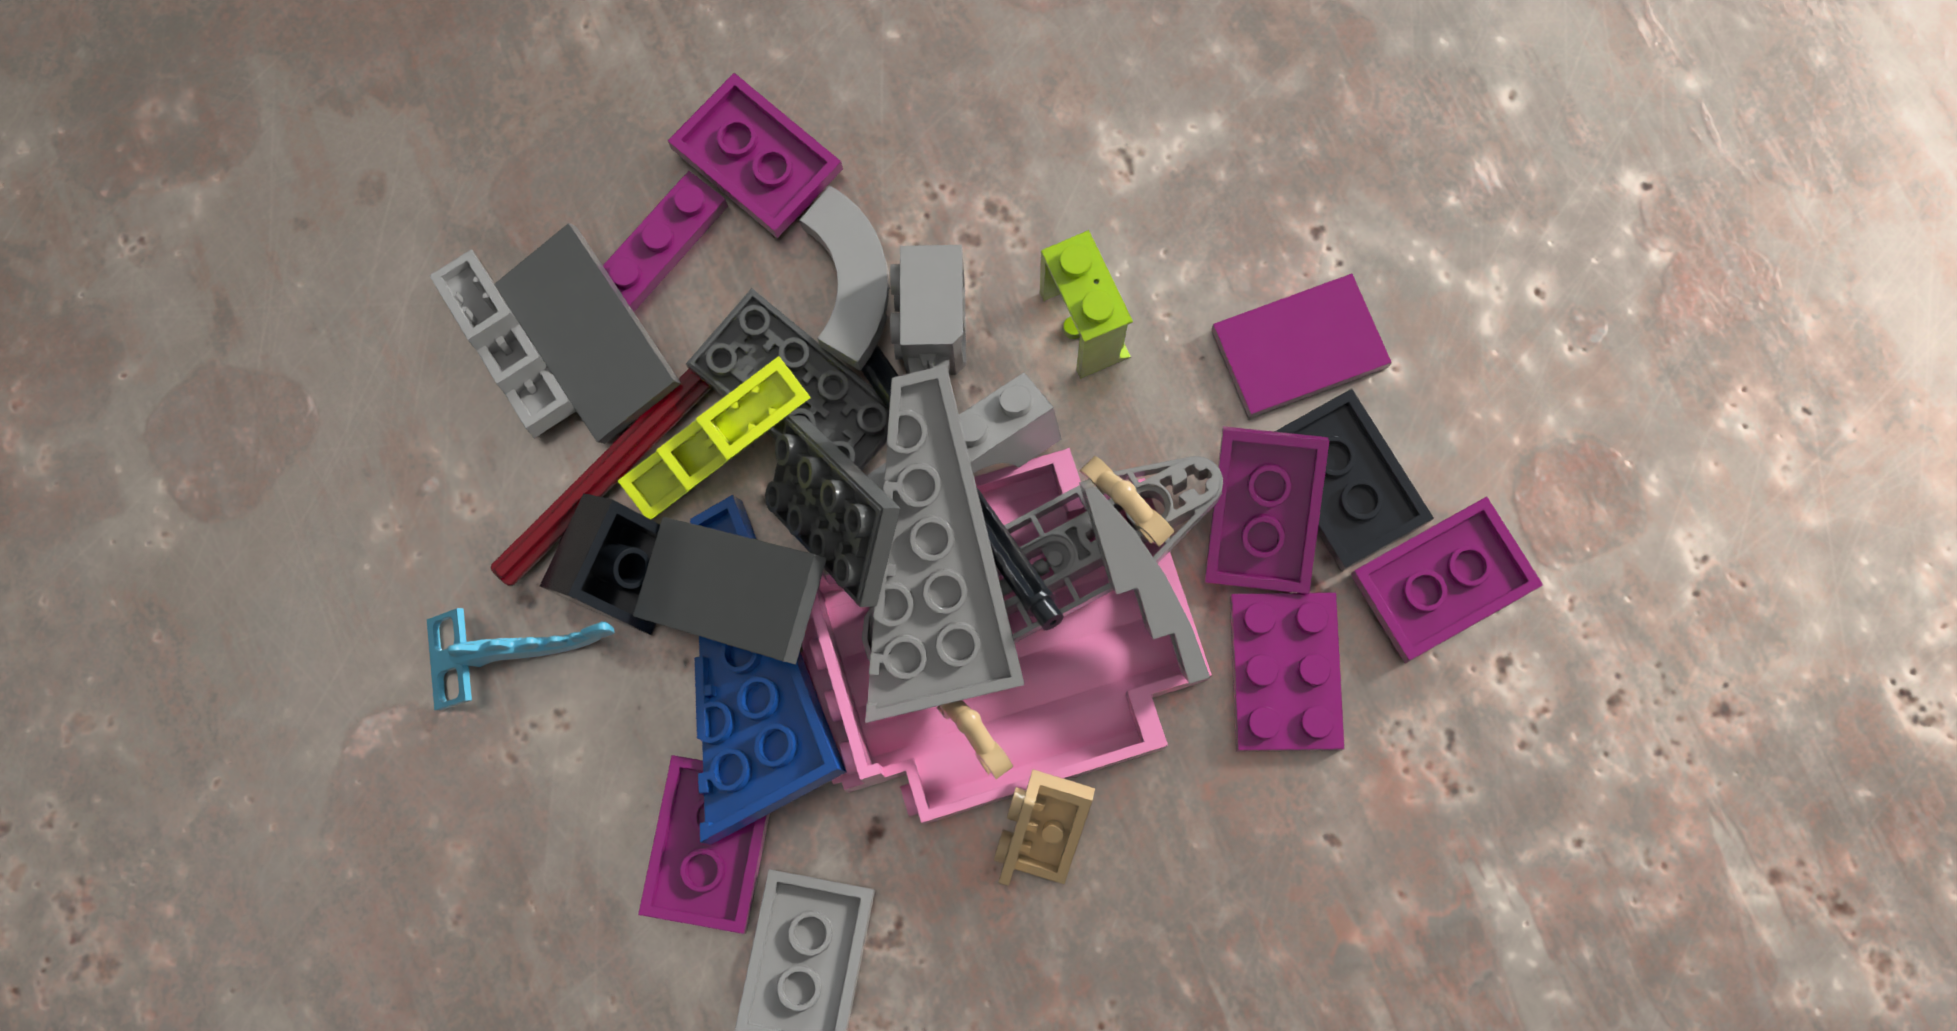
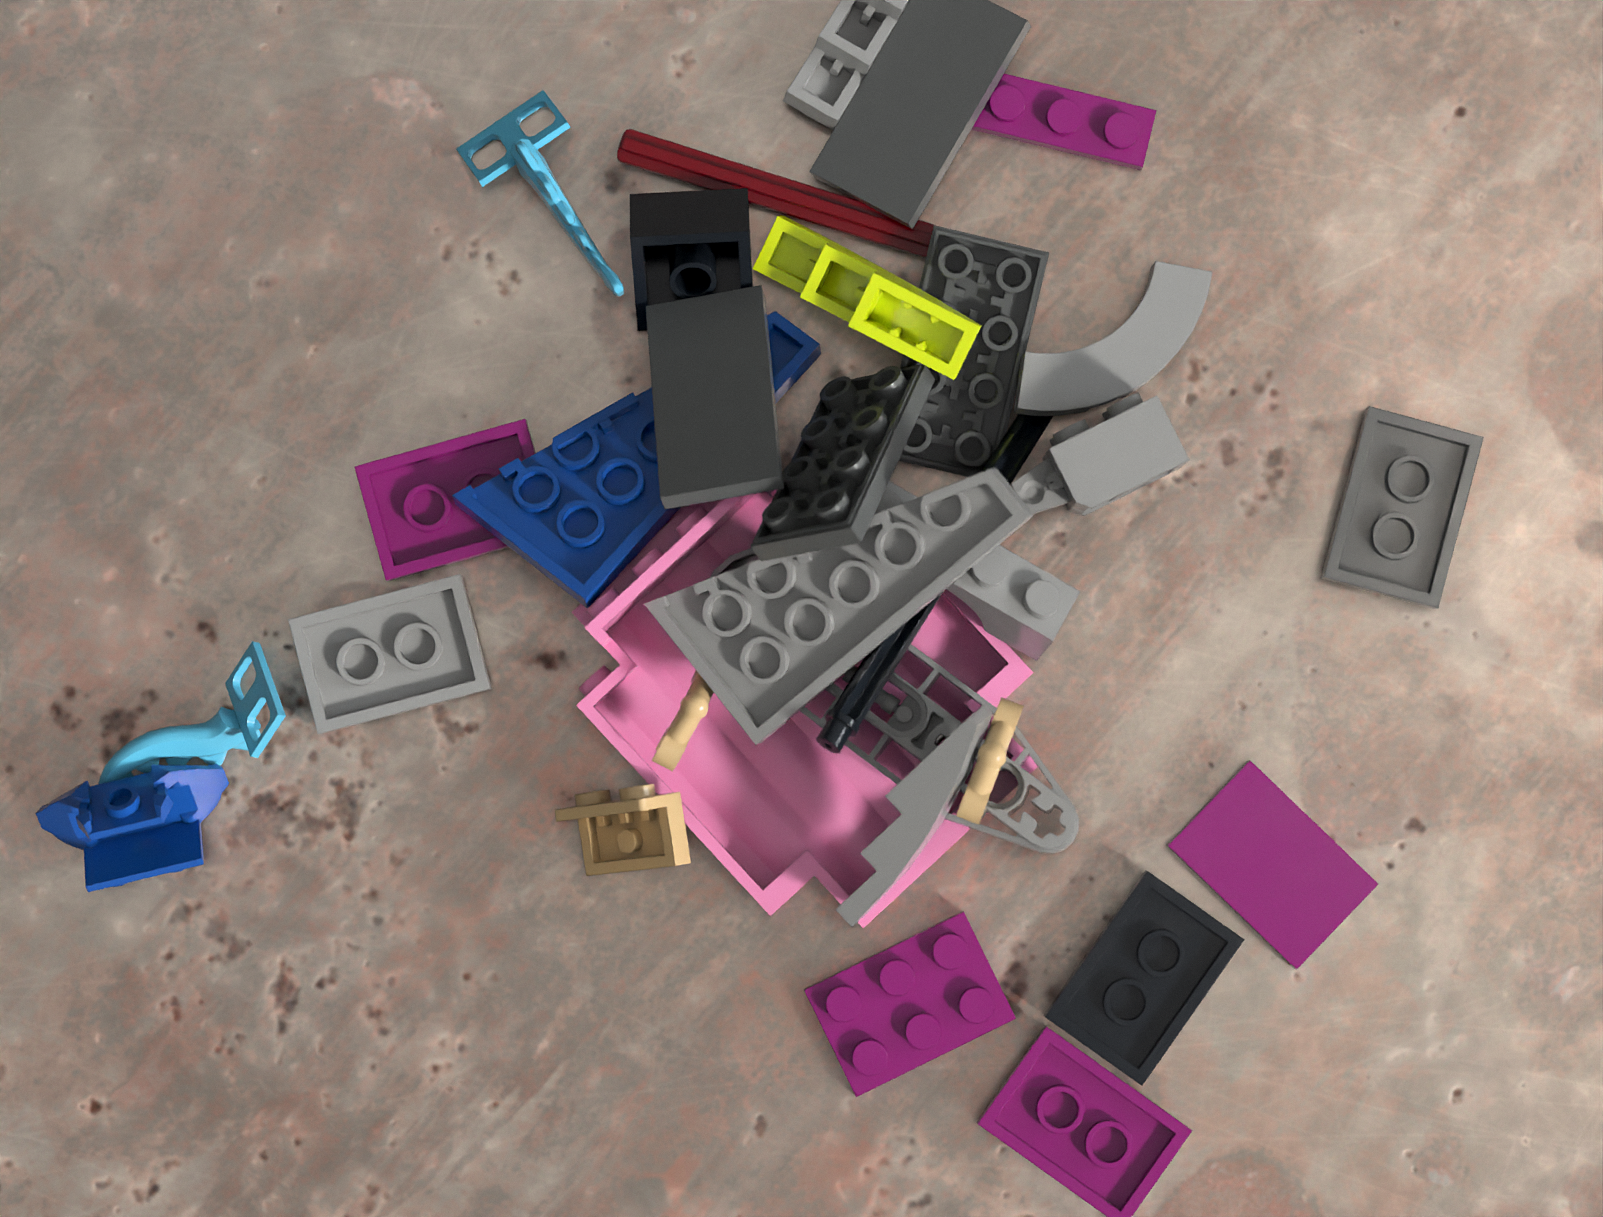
camera: 60 degrees right, 10 degrees up
(755, 155) = (1208, 174): magenta plate -> none
(1073, 130) = (1402, 507): none -> dark grey plate
(1092, 299) = (1196, 617): lime window -> none
(1267, 510) = (1065, 907): magenta plate -> none

